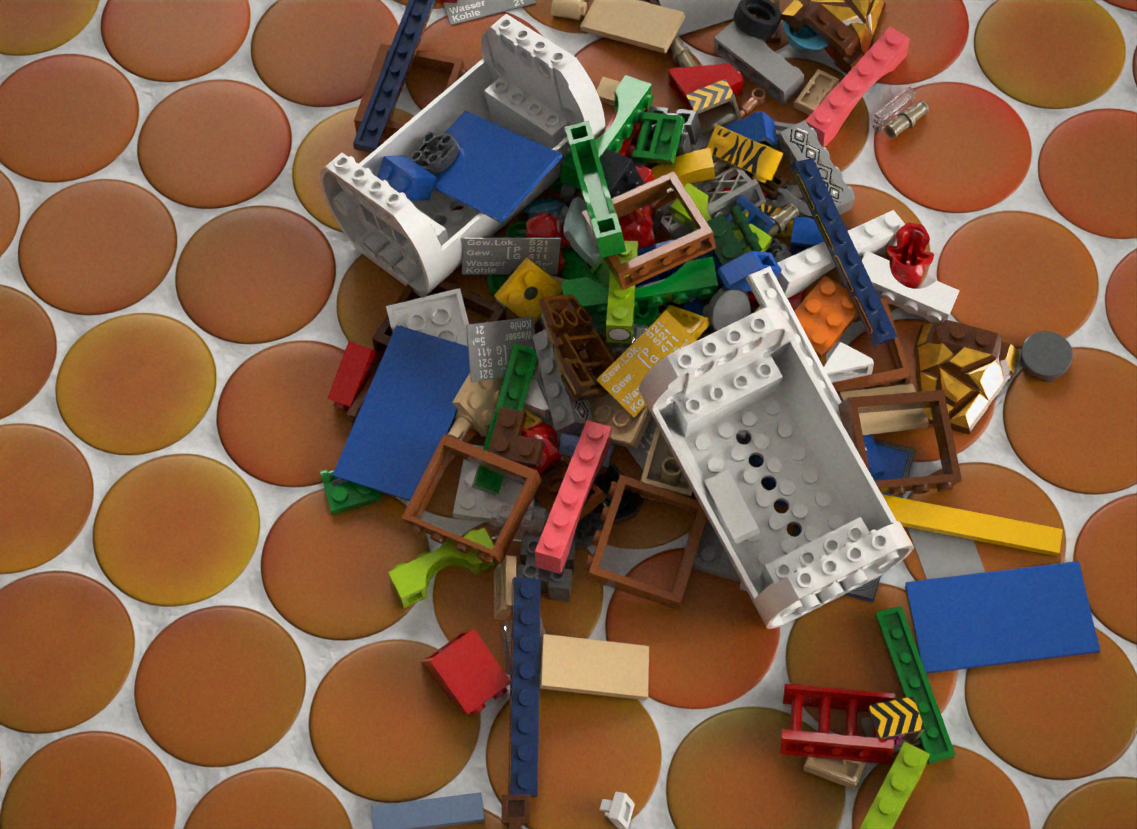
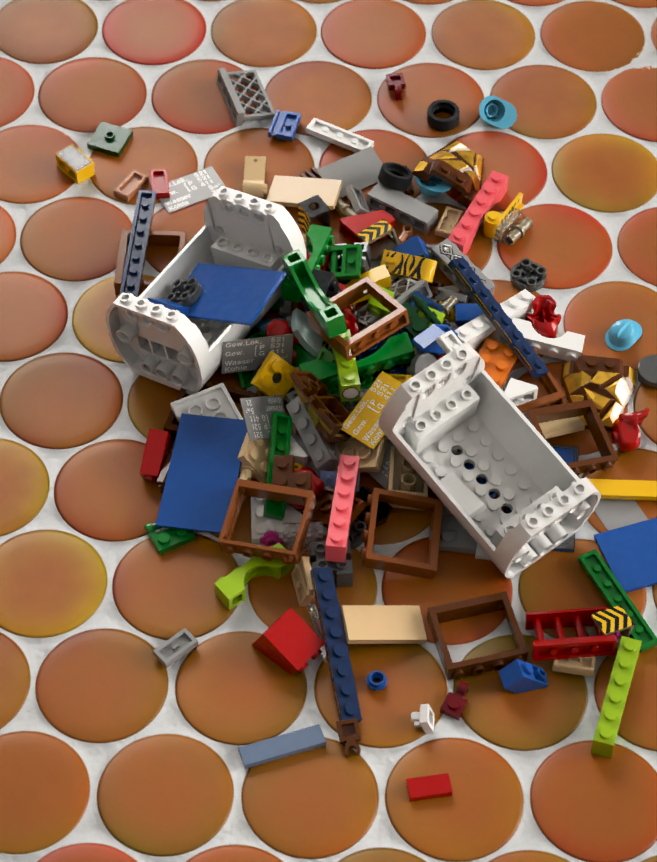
camera: 15 degrees left, 10 degrees down
(321, 651) = (175, 647): none -> light grey plate
(476, 519) = (271, 536): none -> dark pink plate
(572, 736) = (379, 676): none -> blue plate
(626, 58) = (306, 215): none -> black piece
(664, 794) = (455, 703): none -> dark red plate
(701, 43) = (357, 199): none -> light grey plate
(715, 662) = (471, 608): none -> reddish brown window
(761, 774) = (523, 677): none -> blue slope
(876, 98) = (493, 219): none -> yellow door
(905, 187) = (528, 275): none -> dark grey tile
(983, 439) = (626, 431): none -> red head
(1015, 293) = (623, 334): none -> medium azure piece

